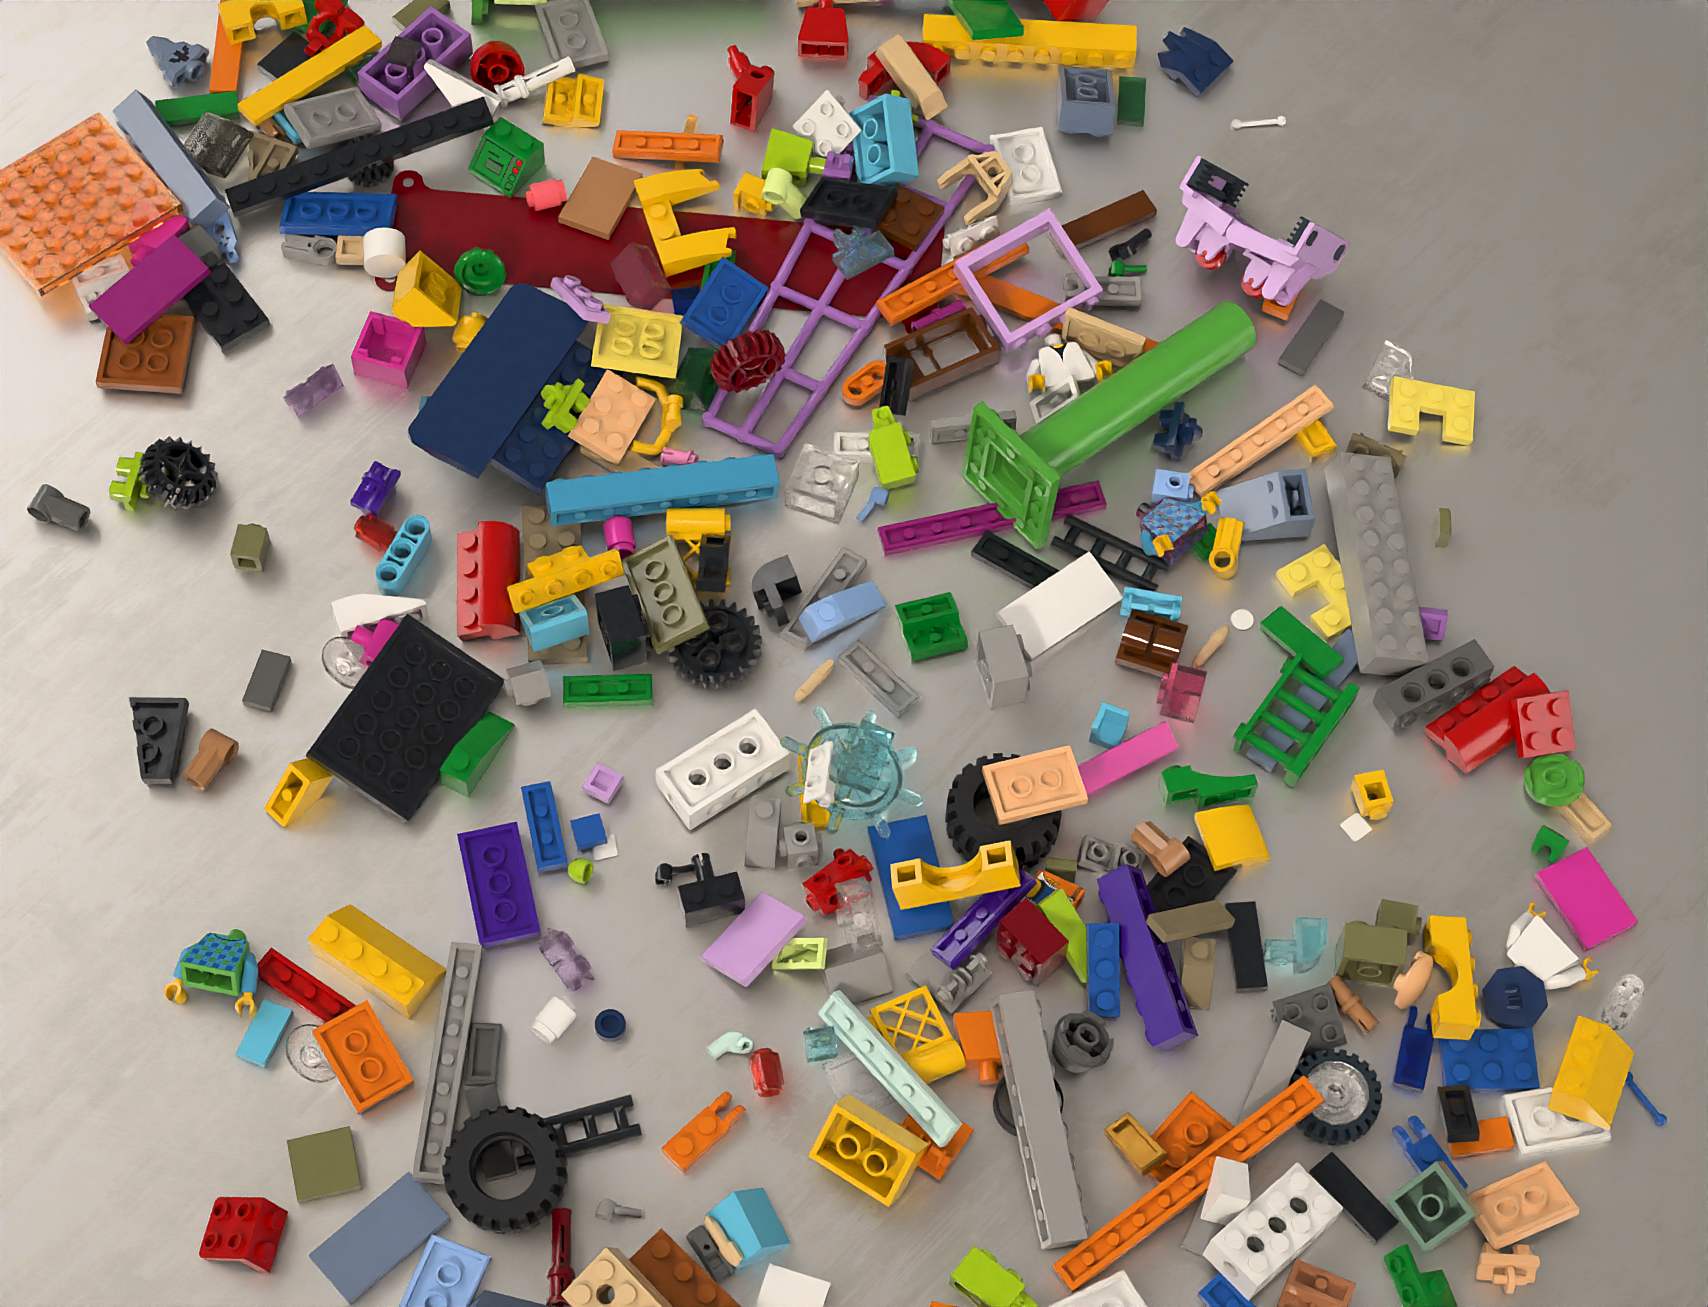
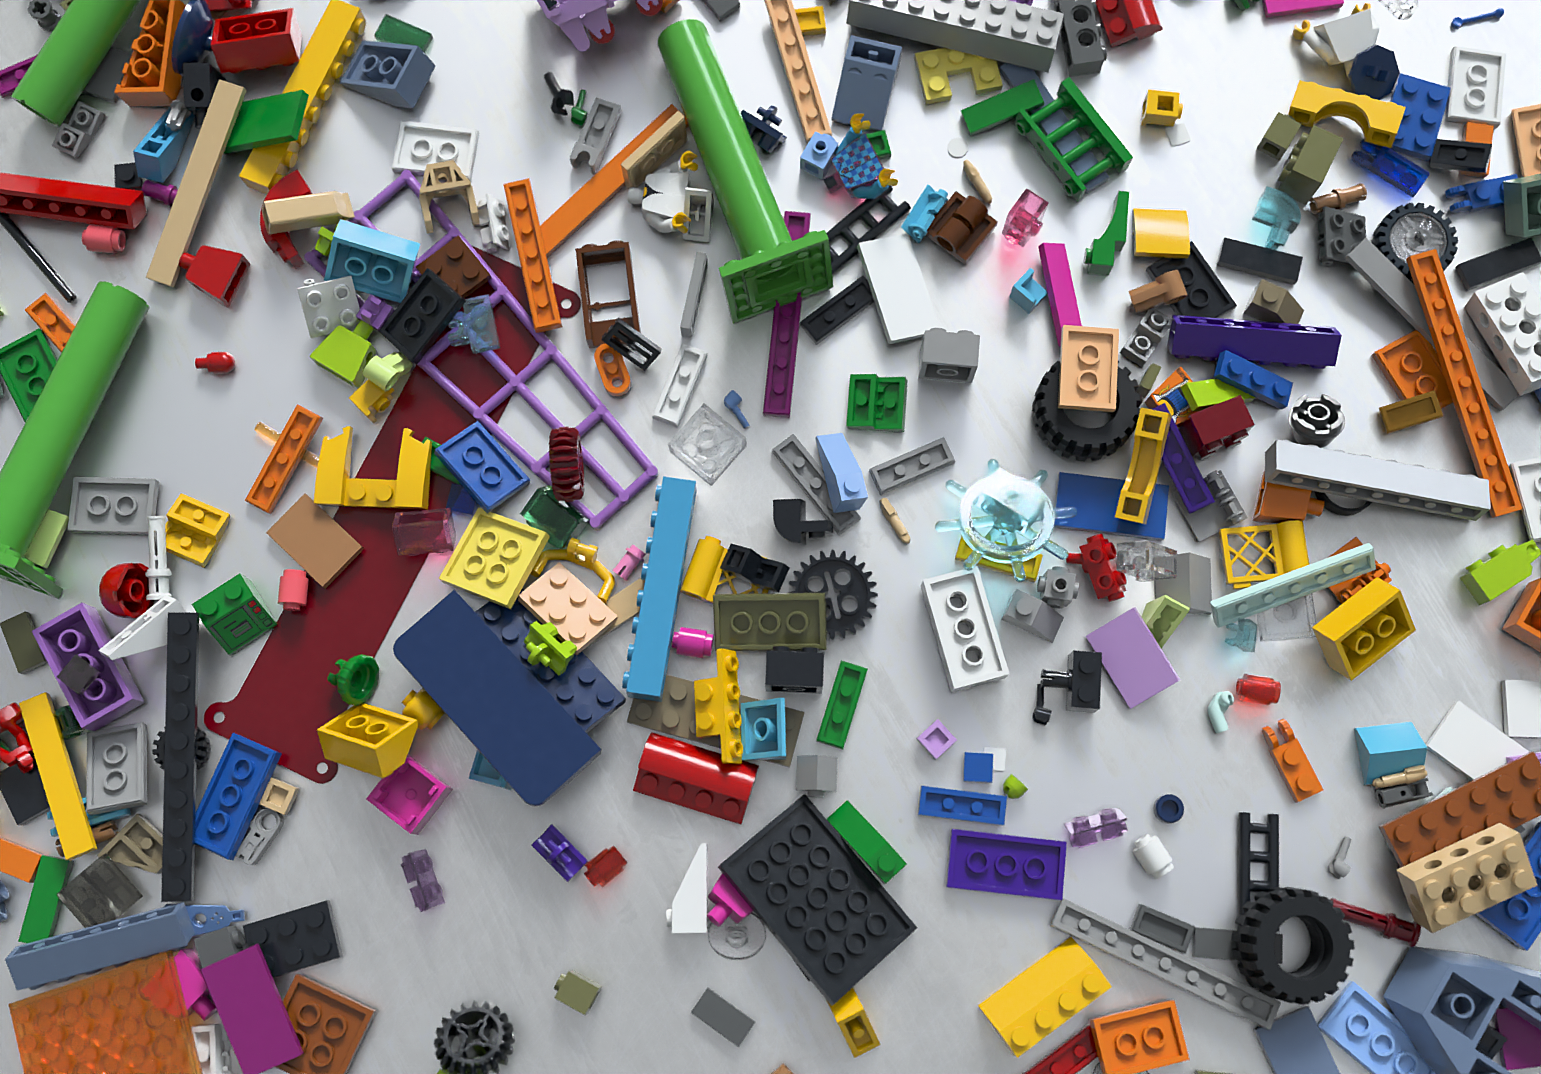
camera: 65 degrees left, 15 degrees up
(384, 252) = (299, 764): white piece -> none
(403, 568) = (627, 843): medium azure beam -> none
(580, 299) = (431, 595): lavender tile -> none
(753, 85) = (258, 357): red torso -> none
(821, 767) = (1017, 546): white hinge -> none
(890, 450) = (697, 373): lime hinge -> none
(938, 314) = (569, 283): magenta pin -> none
(1004, 244) = (573, 238): lavender window -> none
(1108, 220) = (523, 109): reddish brown tile -> none
(1190, 921) = (1239, 293): dark tan tile -> none
(1227, 545) = (892, 127): yellow piece -> none
(1227, 1191) = (1485, 353): white slope -> none
(1413, 984) = (1348, 147): light nougat dish -> none
(1591, 1074) = (1457, 46): yellow slope -> none

